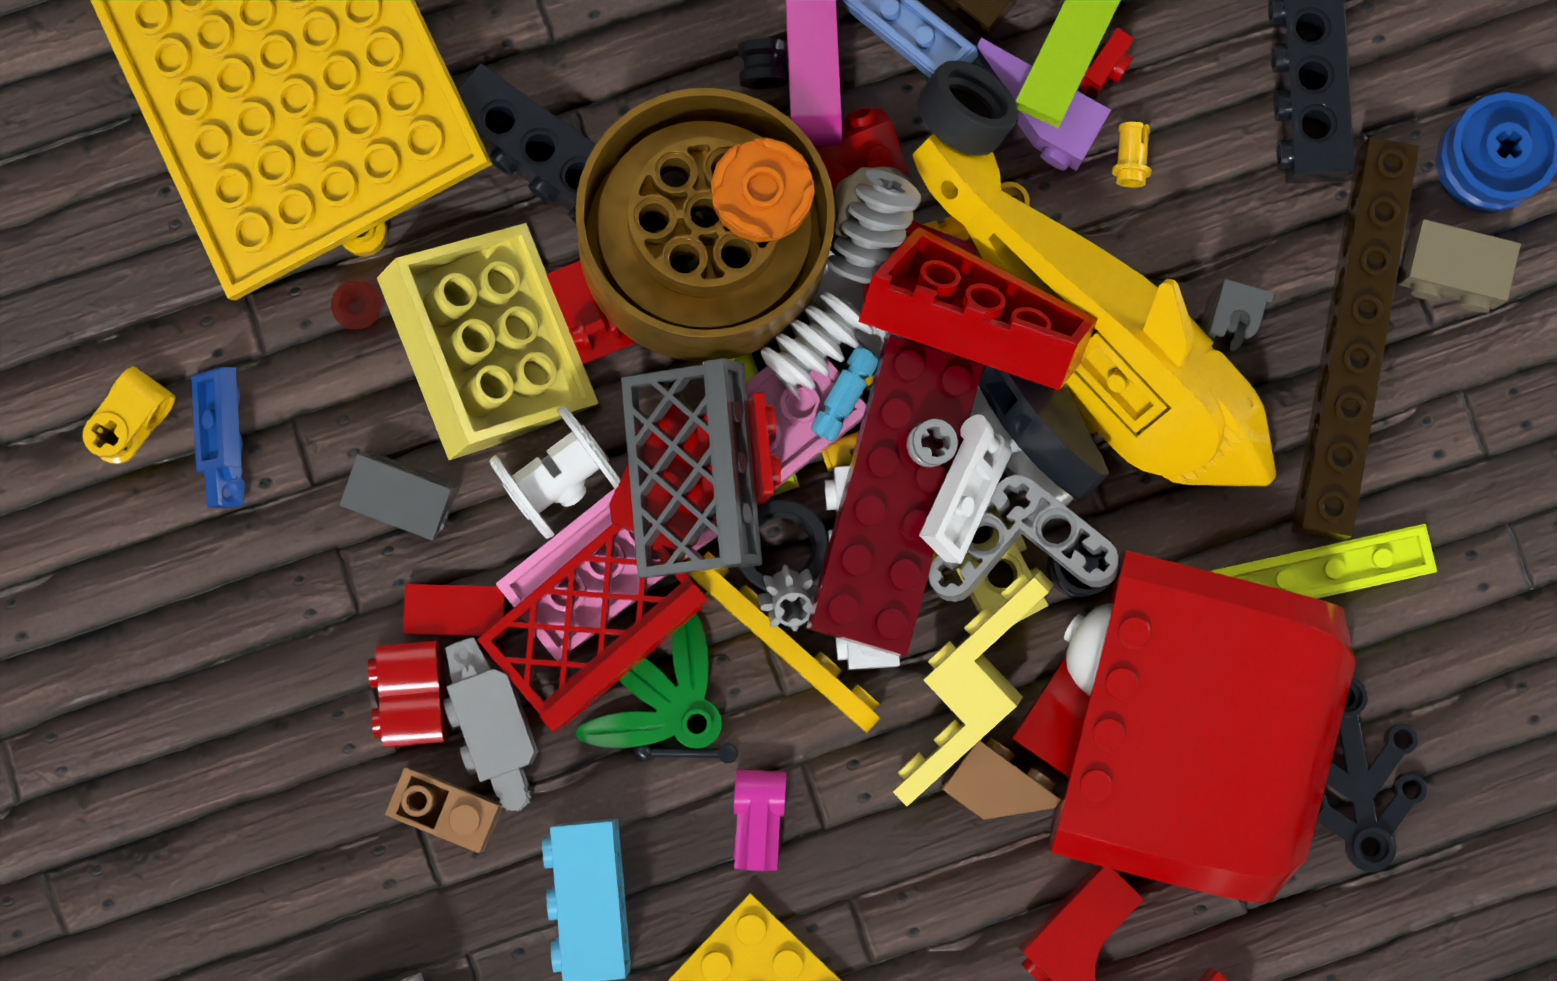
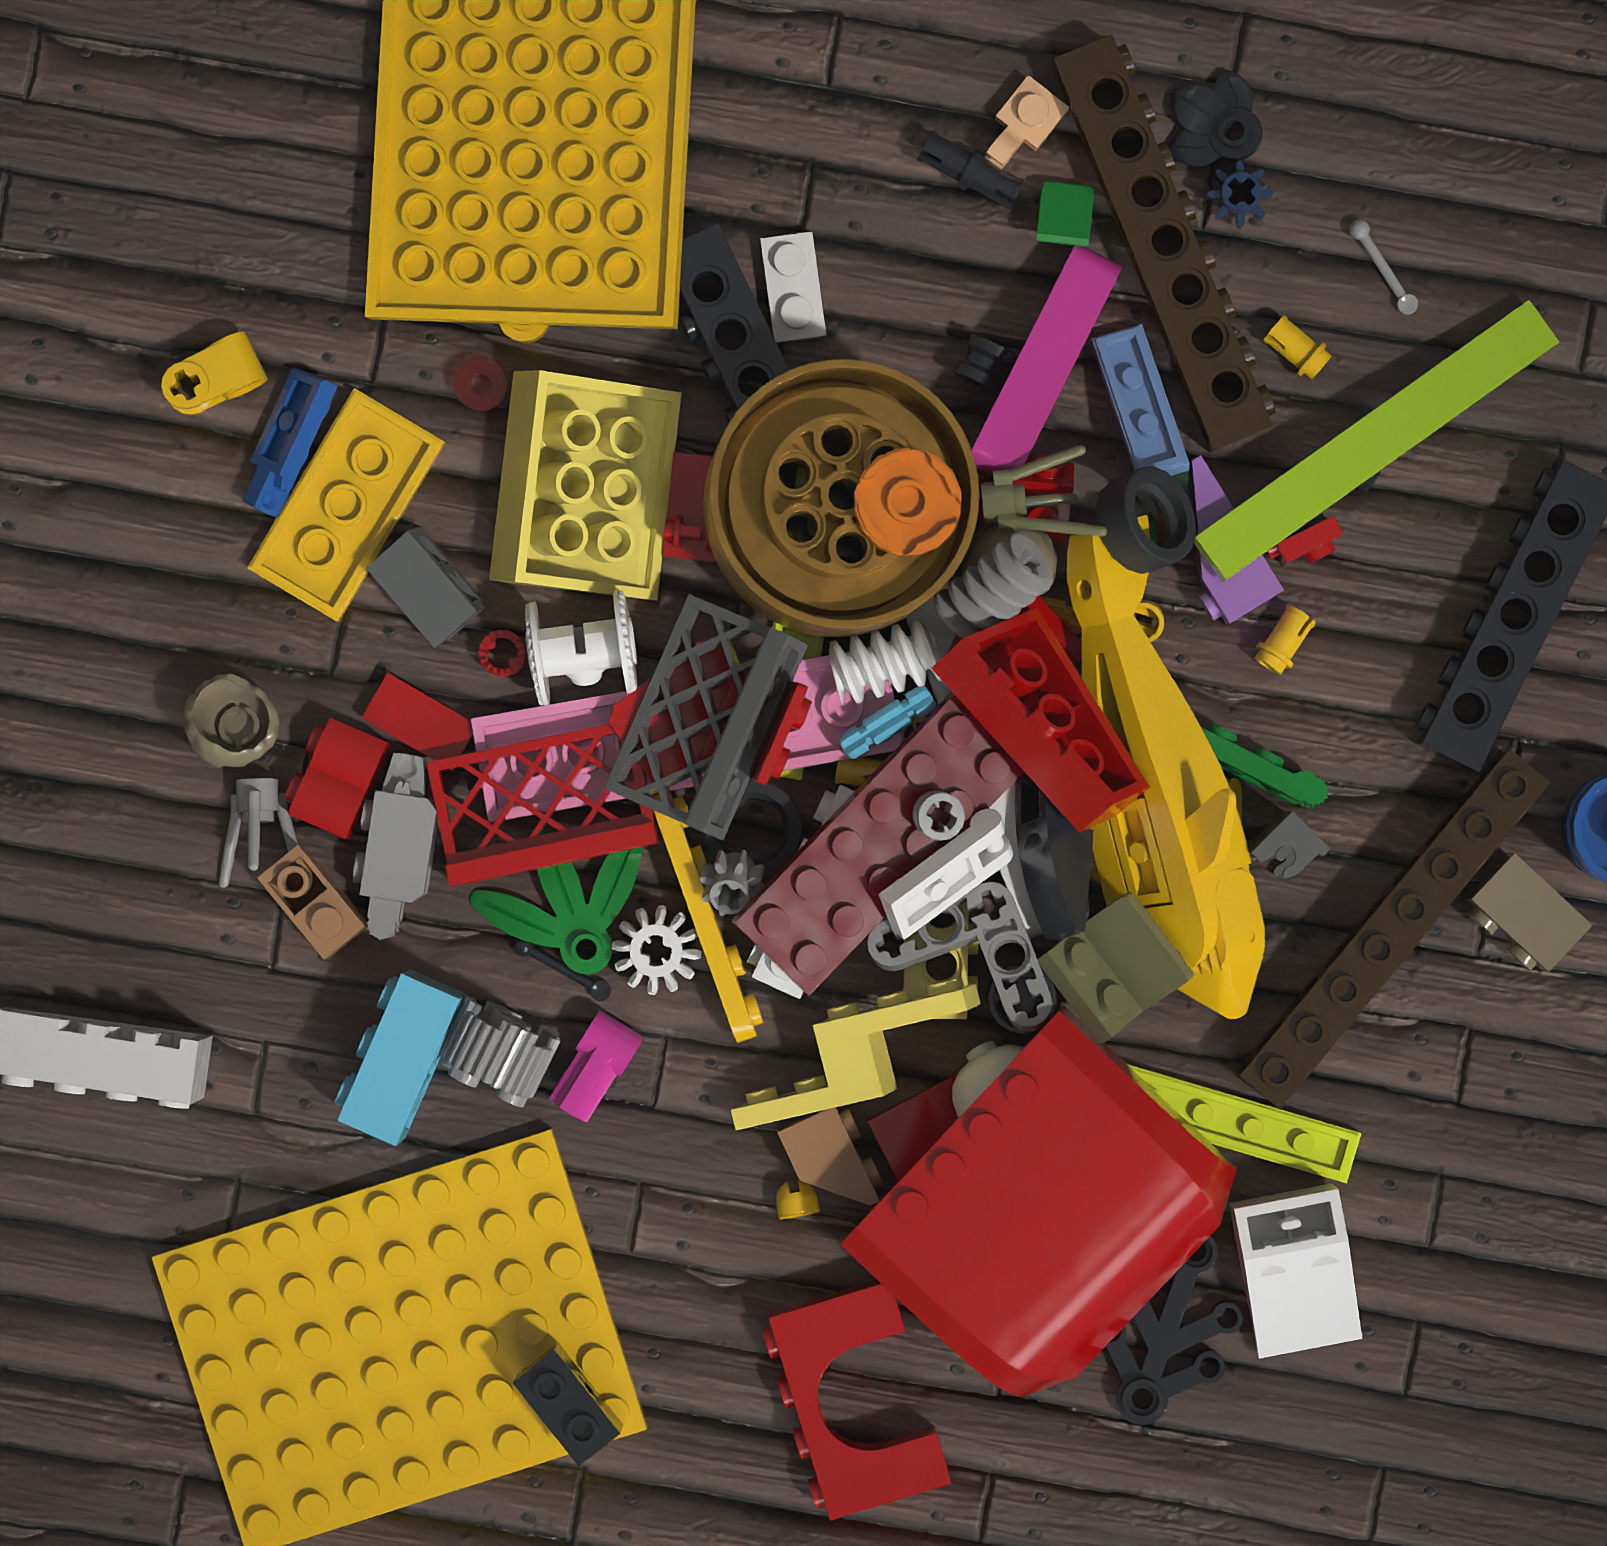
camera: 30 degrees right, 5 degrees up
(292, 695) = (230, 721): none -> dark tan hair
(296, 465) = (346, 505): none -> yellow tile
(351, 756) = (254, 804): none -> light grey plant
(478, 514) = (490, 643): none -> red bush
(572, 88) = (793, 287): none -> white plate
(668, 849) = (497, 1049): none -> light grey brick
(763, 676) = (642, 960): none -> white gear
(847, 157) = (1007, 501): none -> olive plant
(991, 841) = (798, 1203): none -> yellow hinge
(1150, 490) = (1115, 967): none -> olive bracket
(1186, 270) = (1265, 771): none -> green hinge
(1439, 665) = (1296, 1270): none -> white slope

